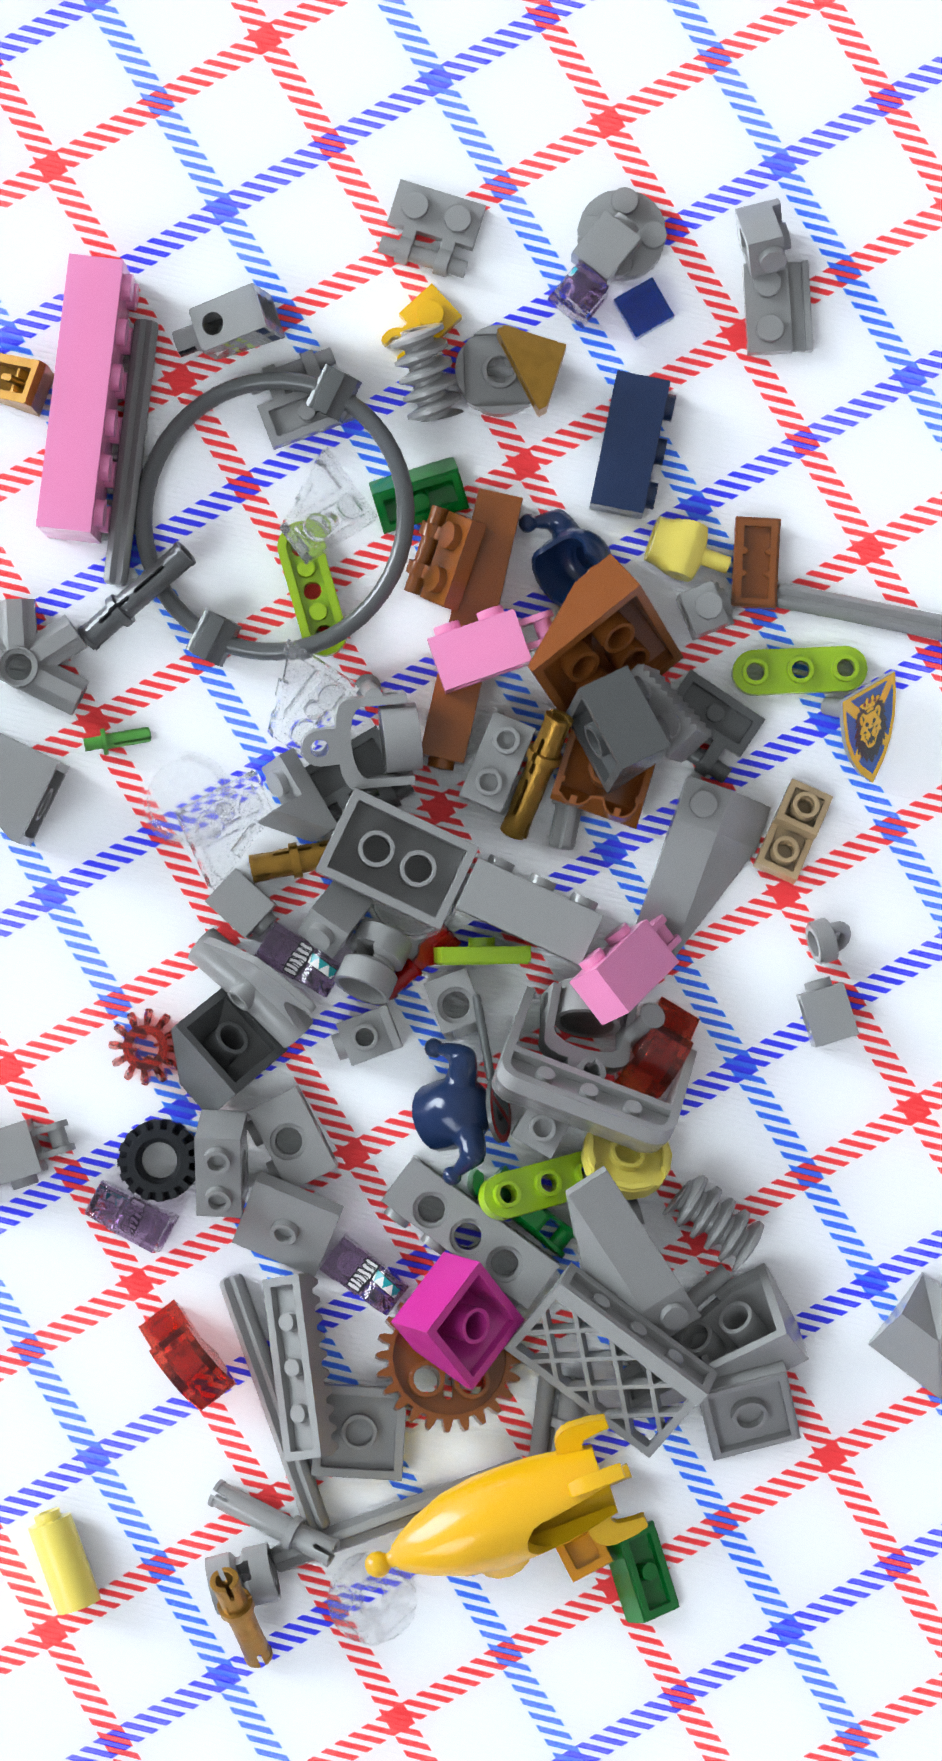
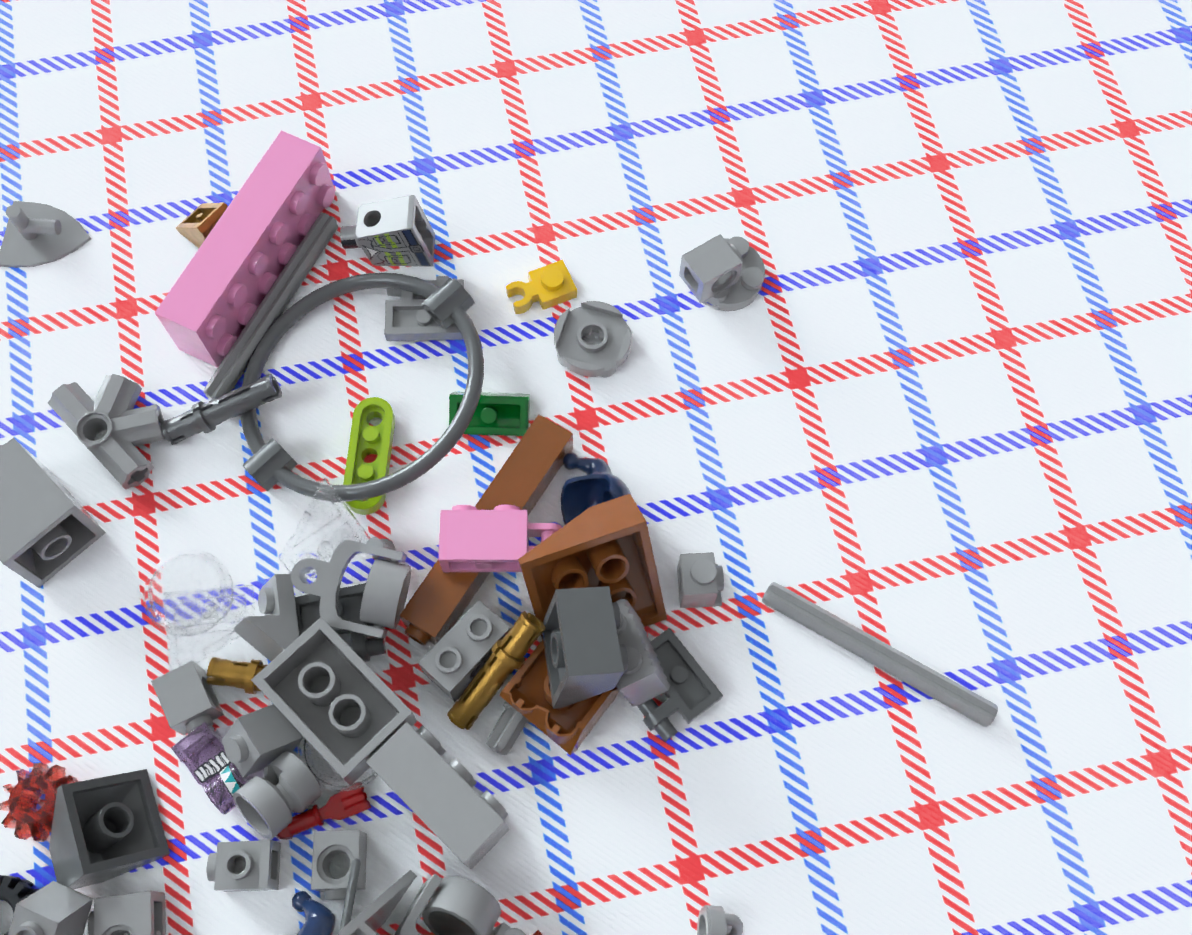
camera: 15 degrees right, 20 degrees down
(117, 739) = (143, 519): bright green piece -> none
(254, 987) = (159, 778): light grey pin -> none
(325, 510) = (406, 395): clear wing -> none
(426, 373) = (528, 315): light grey piece -> none
(437, 217) = (583, 216): light grey plate -> none
(444, 557) = (488, 460): dark orange plate -> none
(482, 952) = (382, 821): lime plate -> none
(535, 363) = (623, 333): pearl gold slope -> none
(580, 294) = (679, 293): clear purple leg -> none
(627, 968) = (508, 886): bright pink brick -> none
(632, 445) = (680, 428): dark blue brick -> none
(643, 308) = (726, 332): clear blue tile -> none
(680, 549) = (695, 523): light yellow piece -> none
(702, 854) = (623, 803): light grey wedge -> none
(755, 563) = (756, 558): dark orange plate -> none
(763, 237) = (842, 304): light grey brick -> none
(778, 311) = (837, 366): light grey plate -> none
(778, 673) = (747, 666): lime plate -> none
(792, 831) = (716, 811): tan slope -> none
(866, 723) = (815, 730): shield -> none

